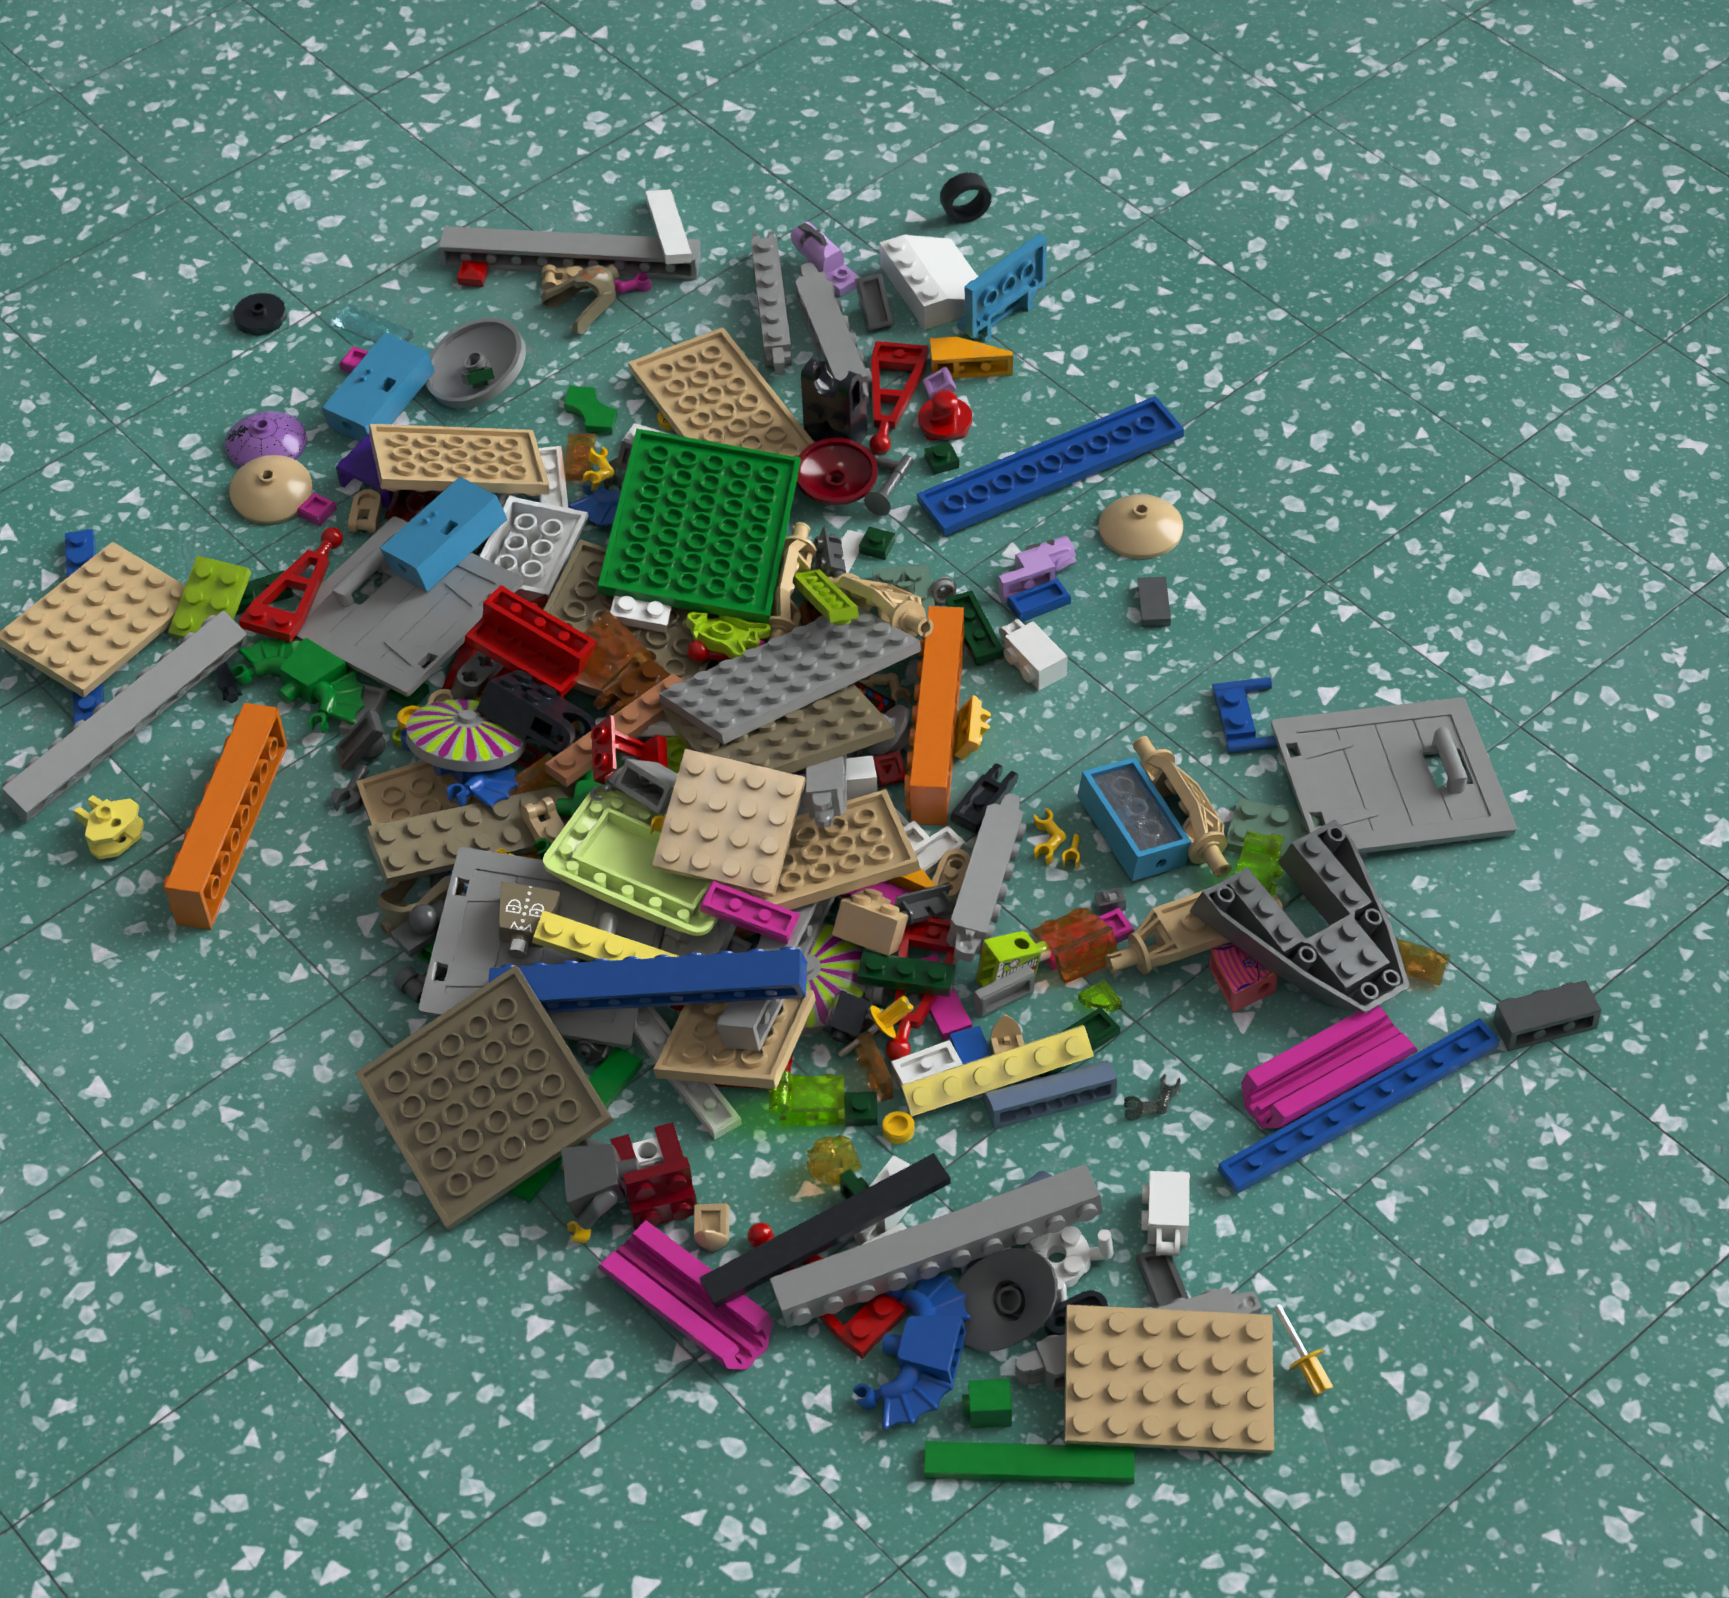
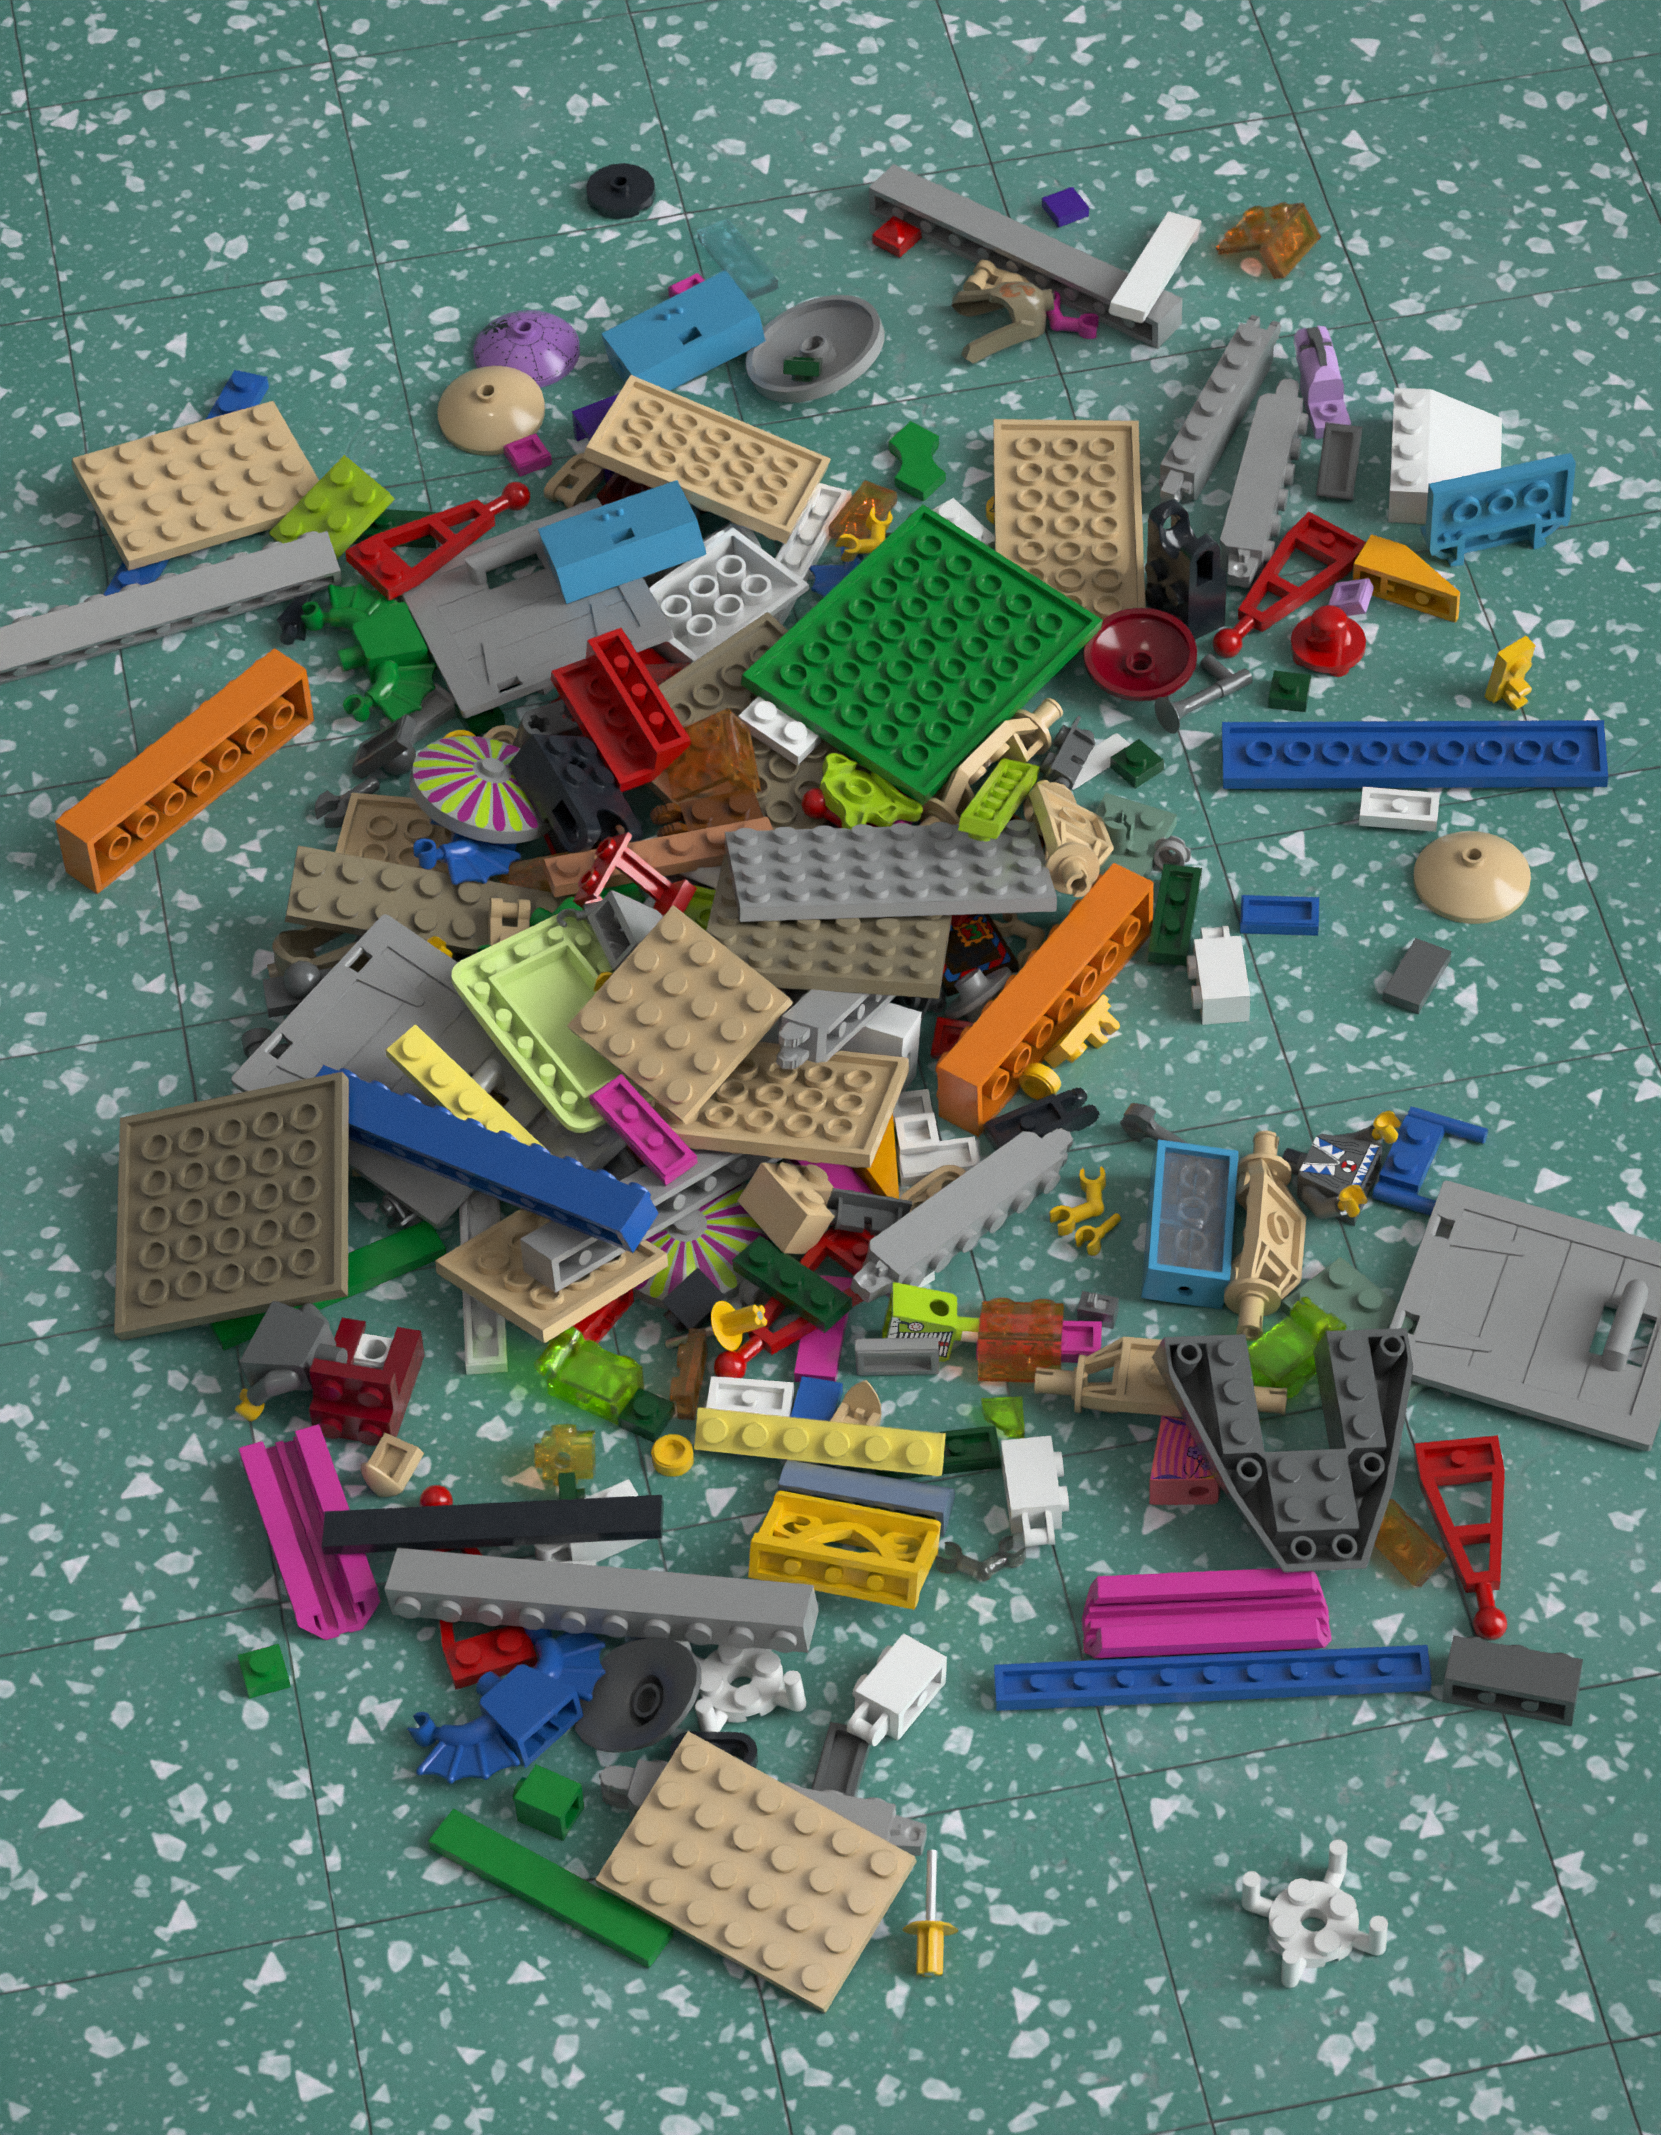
camera: 30 degrees right, 0 degrees up
(108, 825) = (59, 729): light yellow hinge -> none
(520, 914) = (395, 1012): dark tan torso -> none
(573, 213) = (1065, 206): none -> dark purple tile
(720, 1412) = (264, 1671): none -> green plate
(727, 175) = (1279, 232): none -> clear orange bracket
(957, 186) = (1548, 352): black tyre -> none
(966, 771) = (1039, 1081): none -> yellow tile
(1037, 566) = (1301, 872): lavender plate -> none
(1052, 767) = (1140, 1123): none -> dark grey bar
(1067, 502) = (1399, 809): none -> white plate
(1081, 396) = (1509, 673): none -> yellow plate
(1109, 1133) = (794, 1551): none -> yellow fence
(1157, 1037) = (1033, 1489): none -> white brick
(1202, 742) = (1342, 1169): none -> torso
(1418, 889) = (1461, 1463): none -> red plate
(1546, 1216) = (1319, 1900): none -> white plate

